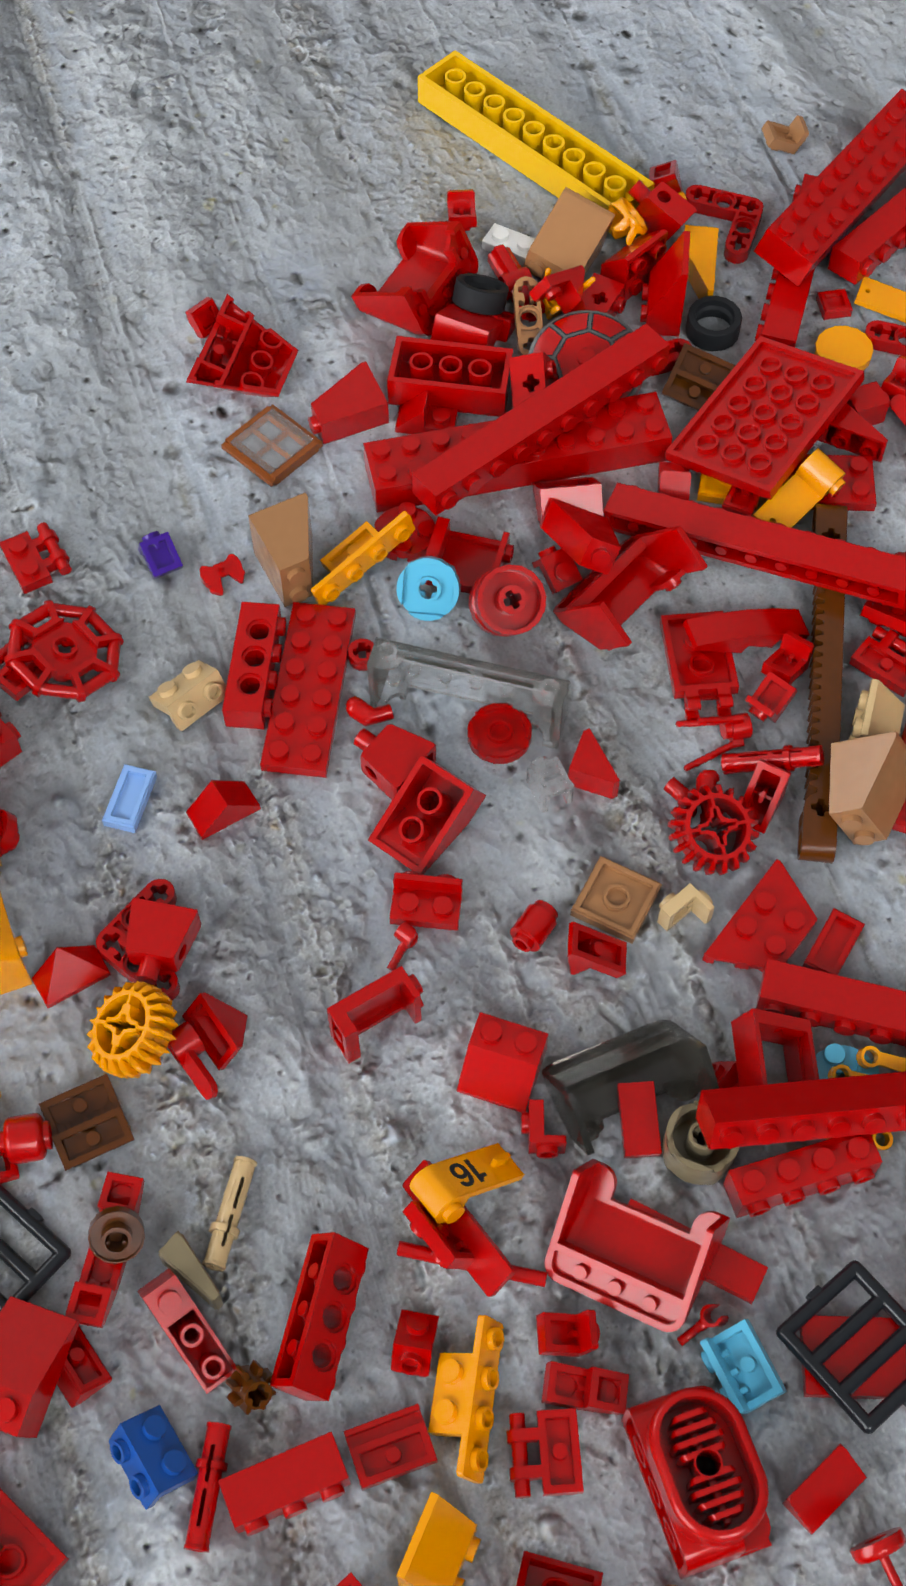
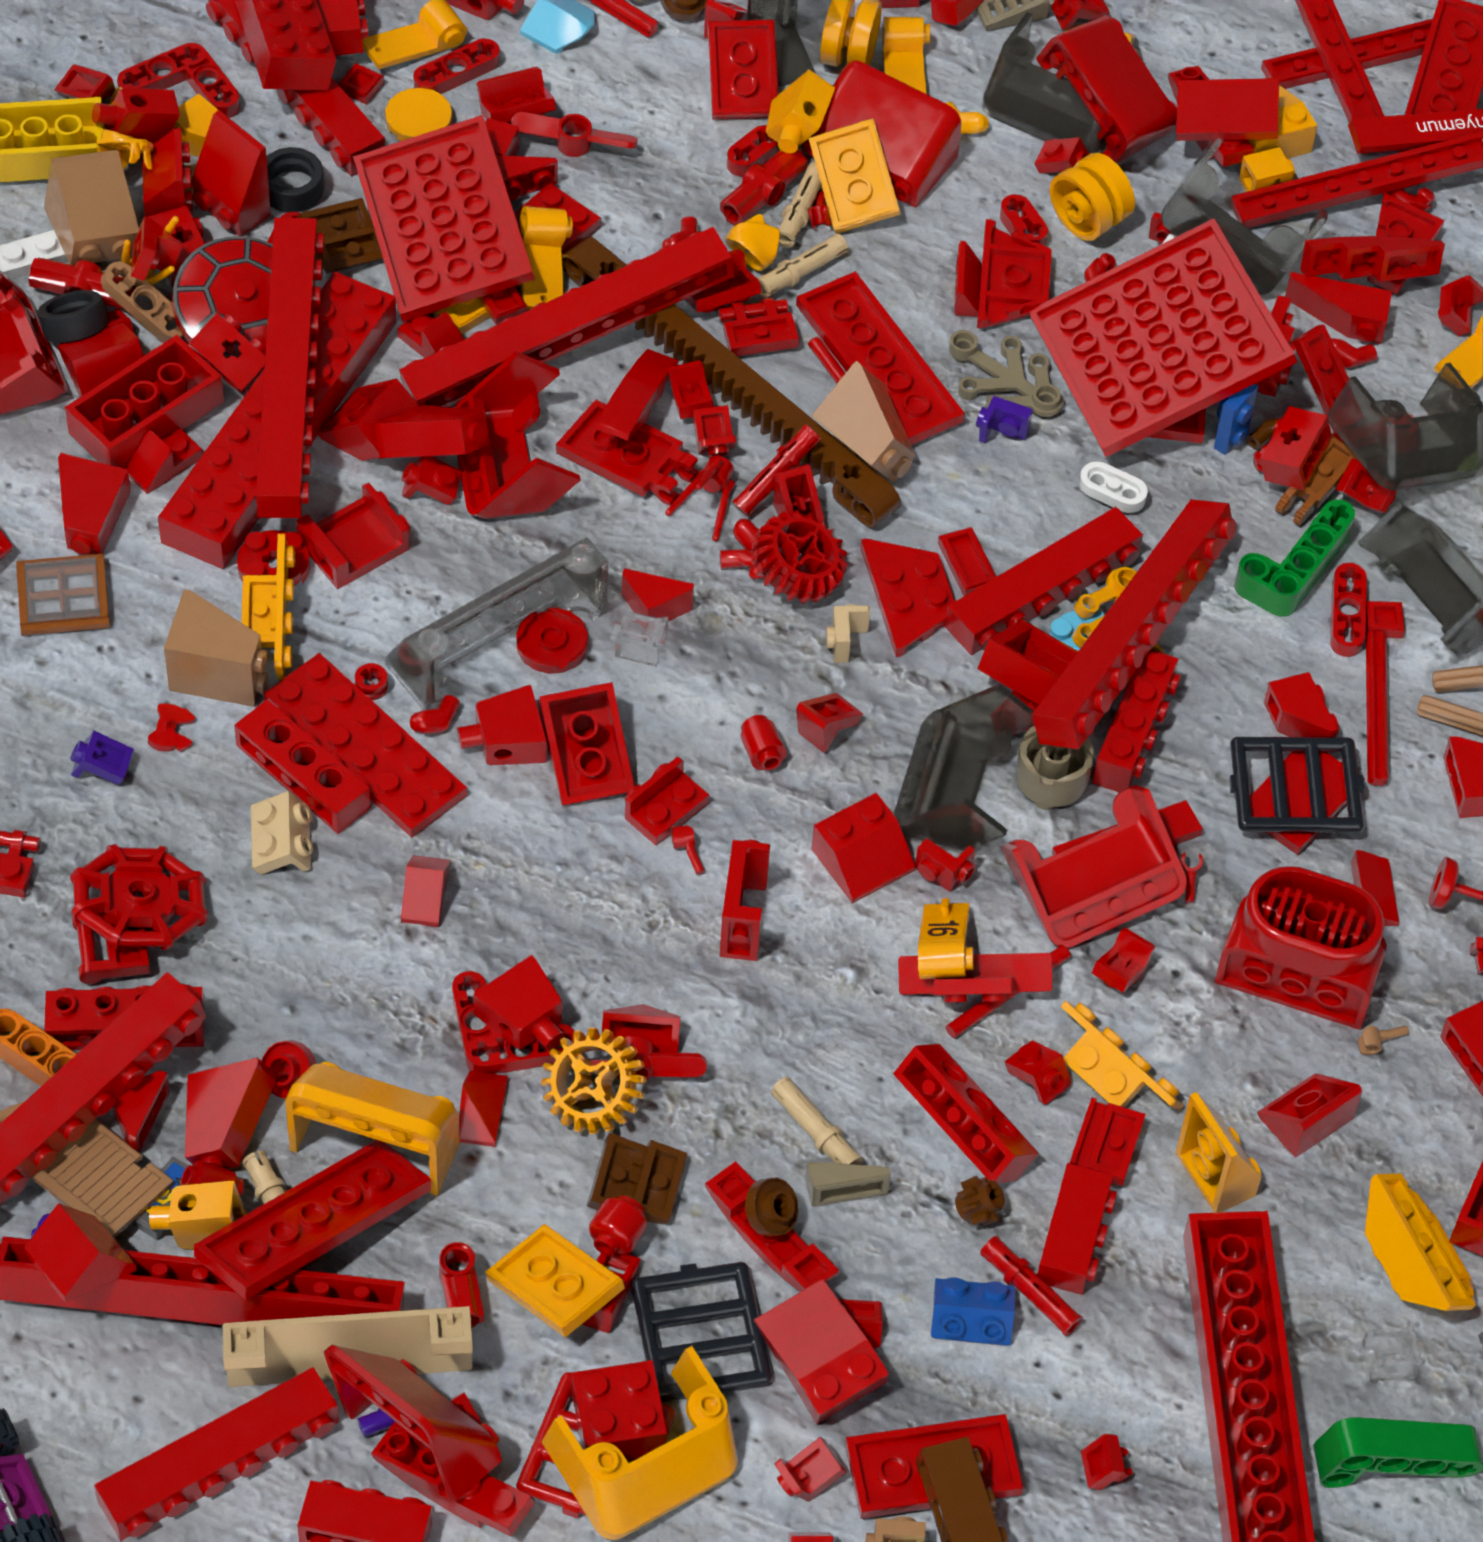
camera: 55 degrees left, 5 degrees down
(129, 798) = (343, 952): light blue tile -> none
(187, 1330) = (886, 1216): red slope -> none
(415, 600) = (343, 575): medium azure plate -> none
(525, 596) = (441, 533): red wheel -> none
(558, 1450) = (1207, 1035): red plate -> none
(585, 1389) = (1172, 986): red slope -> none
(616, 899) = (788, 672): medium nougat tile -> none
(639, 1119) = (994, 795): red tile -> none
(742, 1367) = (1239, 865): medium azure bracket -> none
(877, 712) = (807, 376): tan slope -> none

